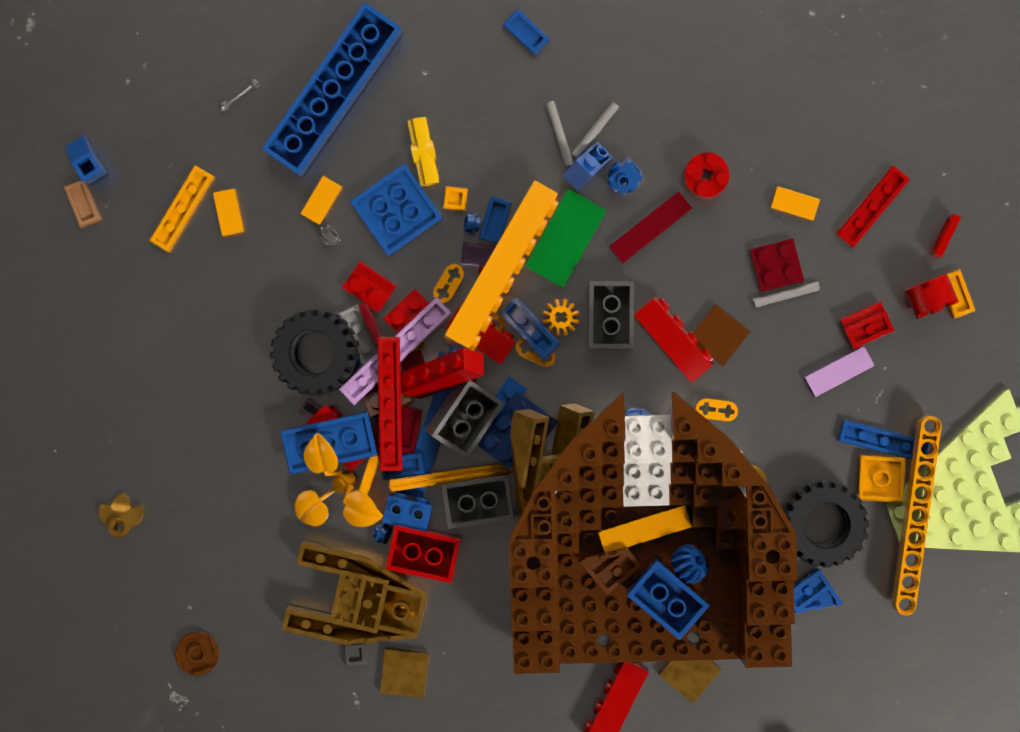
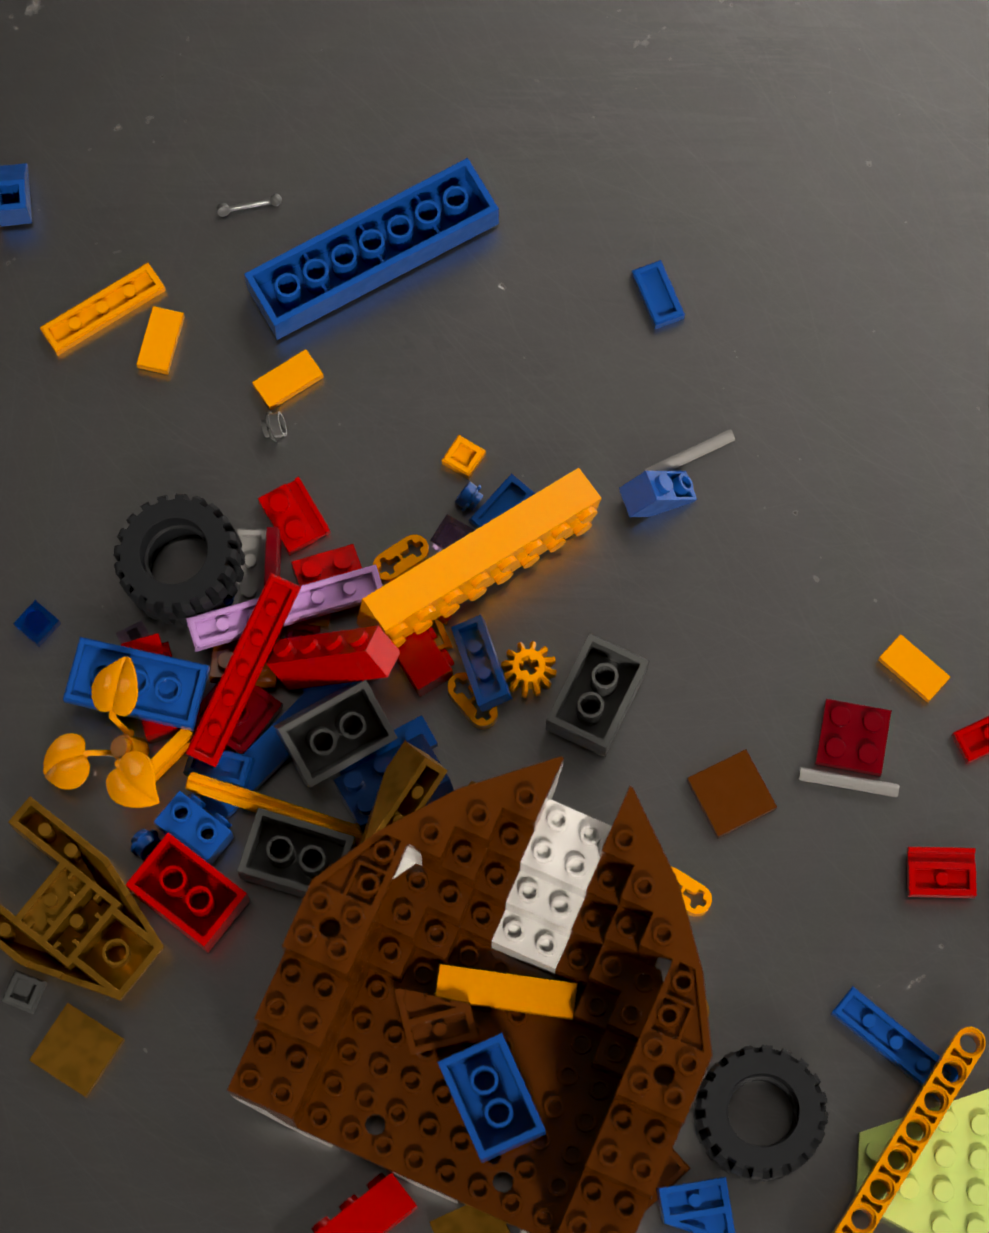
camera: 25 degrees right, 15 degrees down
(246, 429) = (37, 623): none -> clear blue plate
(396, 209) = (379, 434): blue plate -> none
(423, 151) = (451, 378): yellow piece -> none
(556, 123) = (641, 434): light grey bar -> none
(565, 238) = (584, 573): green tile -> none
(624, 176) = (712, 525): blue brick -> none
(650, 227) = (705, 610): dark red tile -> none
(674, 339) = (668, 766): red brick -> none
(689, 564) = (545, 1064): blue gear -> none
(711, 164) = (822, 562): red brick -> none
(839, 371) = (875, 918): lavender tile -> none
(881, 479) = (869, 1092): light orange tile -> none

